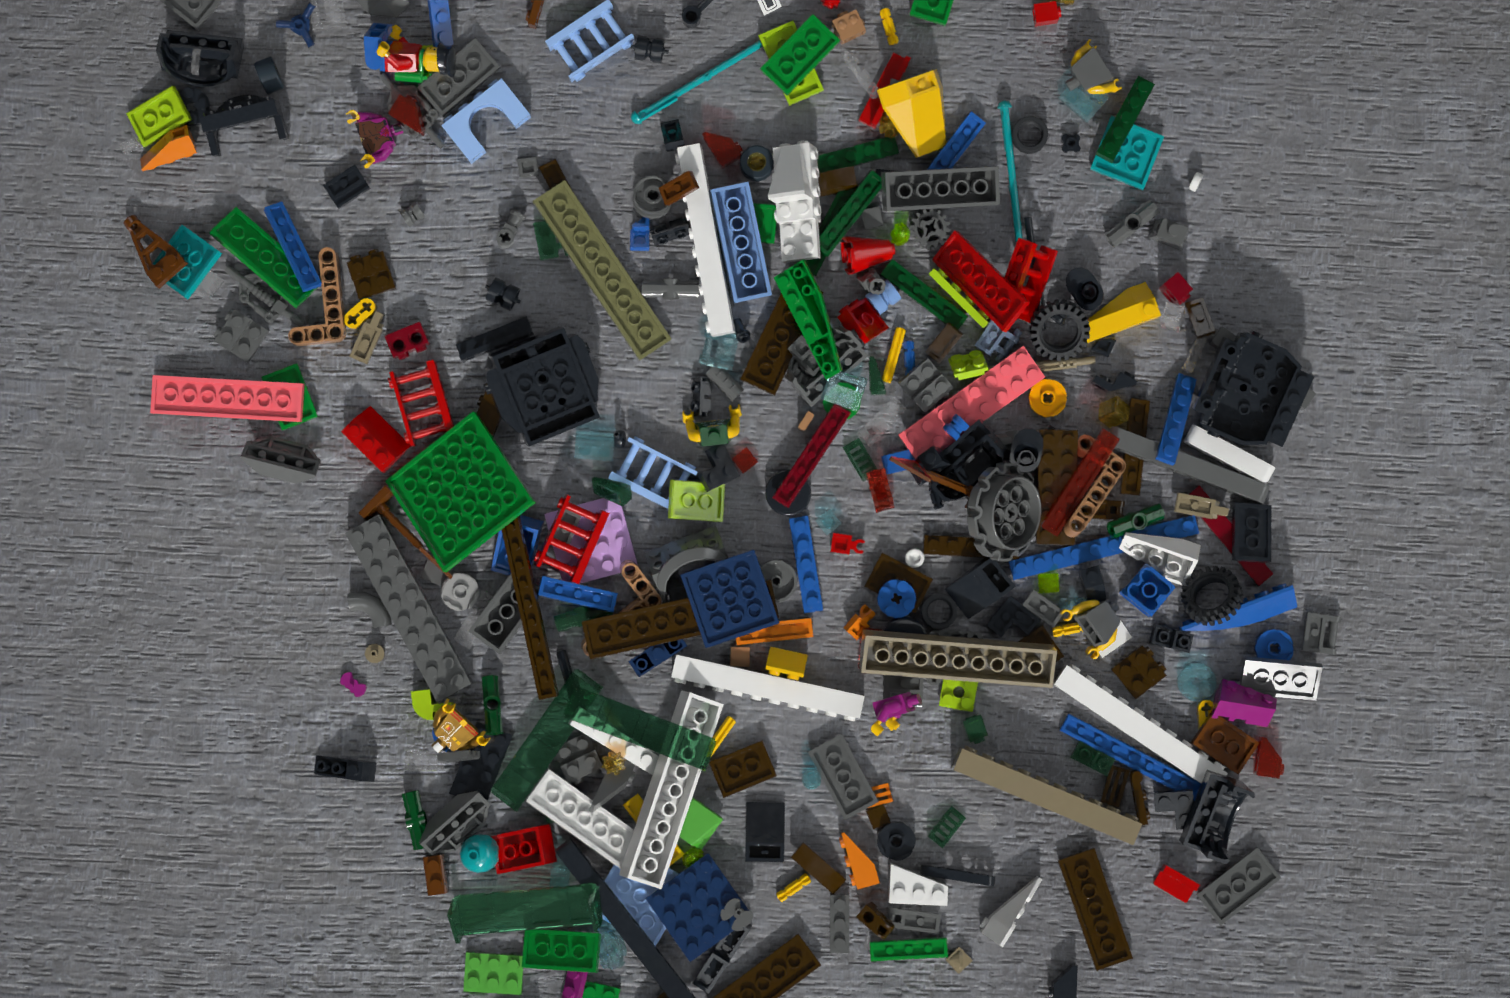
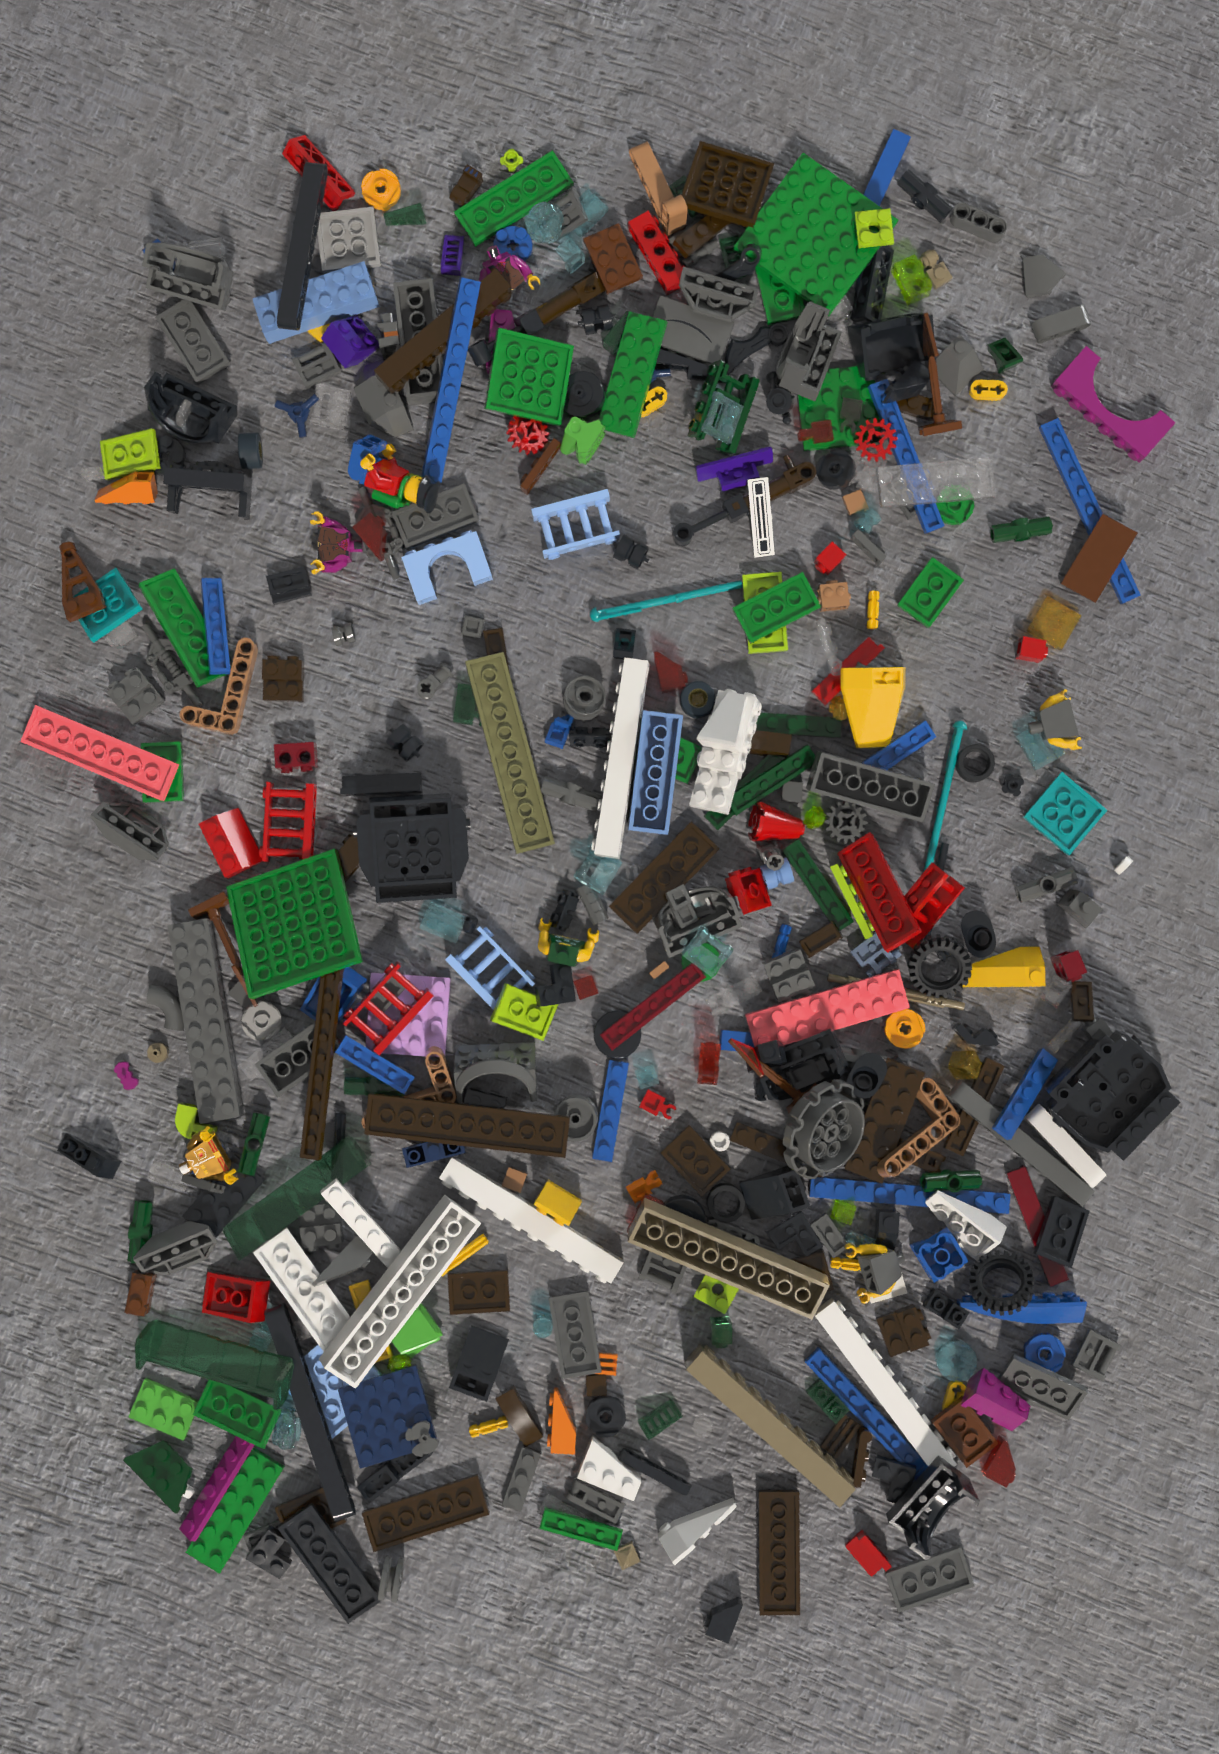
camera: 15 degrees right, 0 degrees up
(356, 310) = (257, 709): yellow beam -> none
(368, 338) = (258, 741): dark tan hinge -> none
(479, 853) = (191, 1286): teal cylinder -> none
(609, 763) = (352, 1245): clear yellow gear -> none
(612, 490) = (445, 973): clear green slope -> none
(640, 728) = (388, 1222): clear green piece -> none
(678, 188) = (612, 698): reddish brown plate -> none
(729, 598) = (522, 1123): dark blue plate -> none
(742, 334) = (625, 863): black pin -> none
(783, 631) = (558, 1167): orange plate -> none
(810, 313) = (699, 867): green wedge -> none
(866, 456) = (698, 1008): clear green slope -> none
(875, 381) = (740, 956): clear green slope -> none
(875, 920) = (558, 1490): dark brown leg -> none
(891, 608) = (696, 1168): blue plate -> none
(892, 709) = (645, 1286): magenta torso -> none
(893, 355) = (767, 933): yellow axle -> none
(956, 427) = (805, 1028): blue wheel -> none
(968, 365) = (837, 969): lime piece -> none
(1080, 482) = (909, 1125): clear red plate -> none
(1104, 346) = (977, 996): black tile -> none
(1125, 119) = (1074, 780): dark green plate -> none
(1199, 506) = (1018, 1188): dark tan hinge -> none

